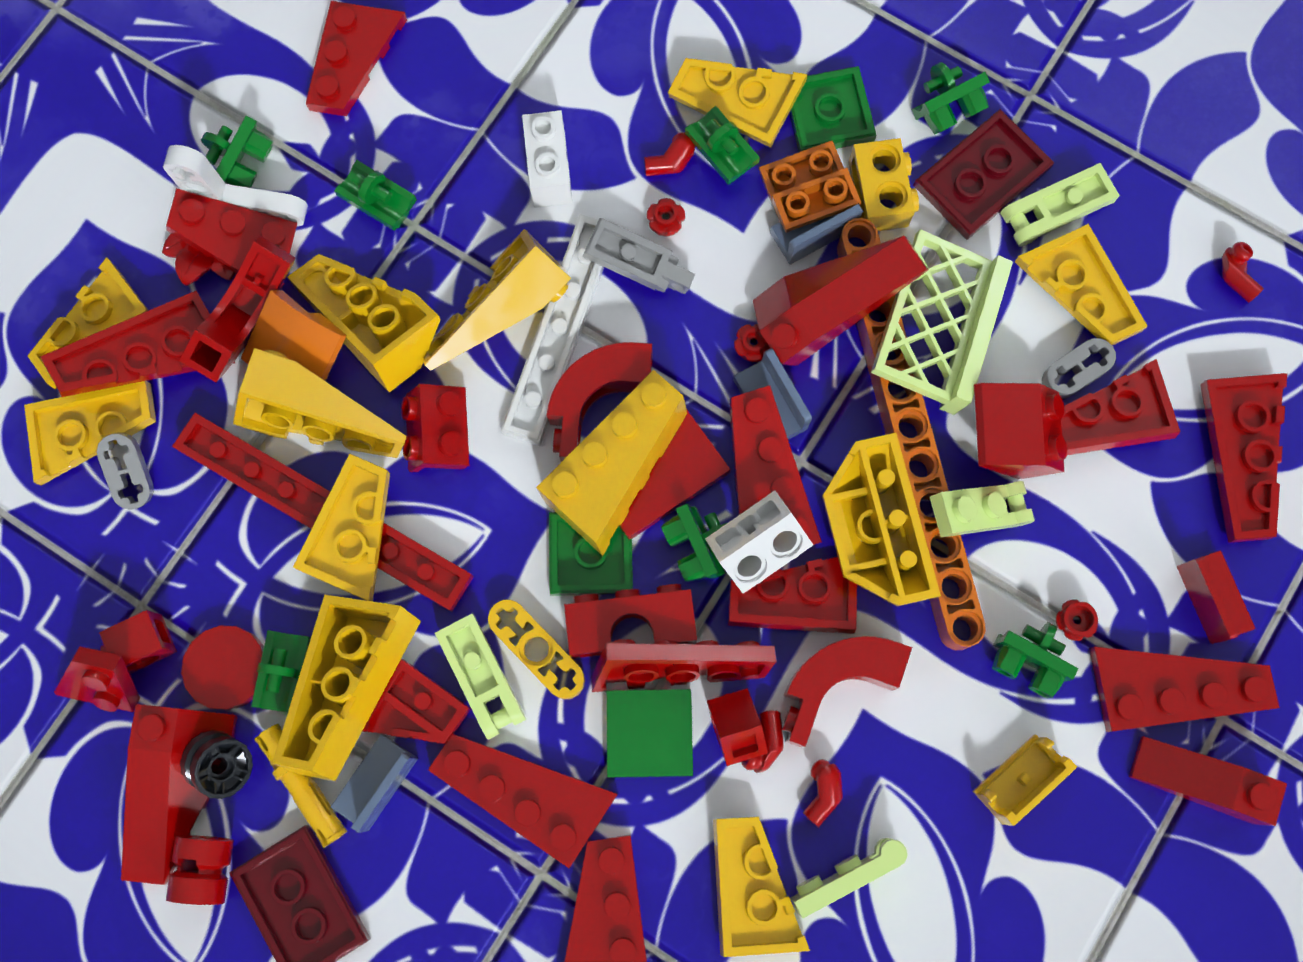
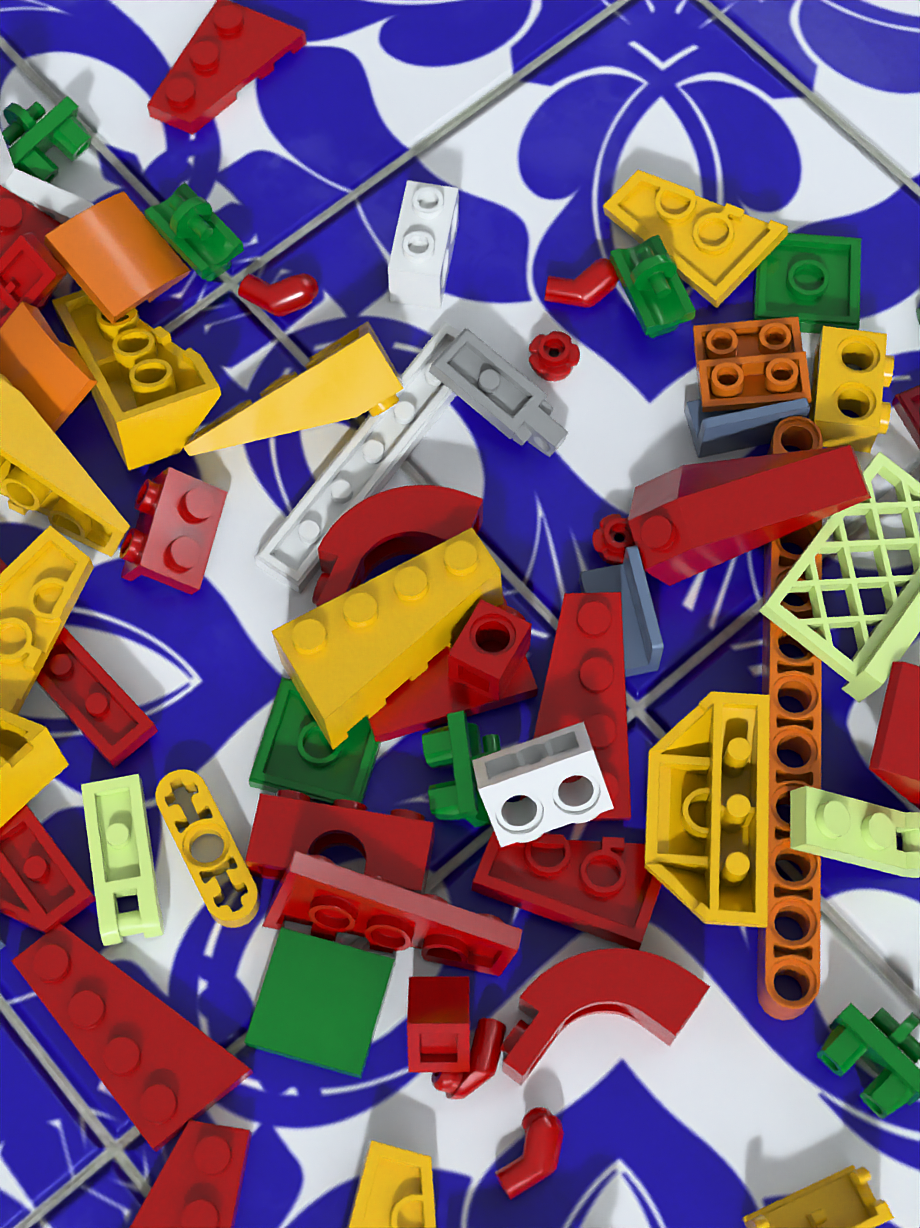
camera: 15 degrees right, 10 degrees down
(325, 231) = (116, 256): none -> orange slope
(455, 227) = (281, 297): none -> red arm
(691, 470) = (483, 670): none -> red brick

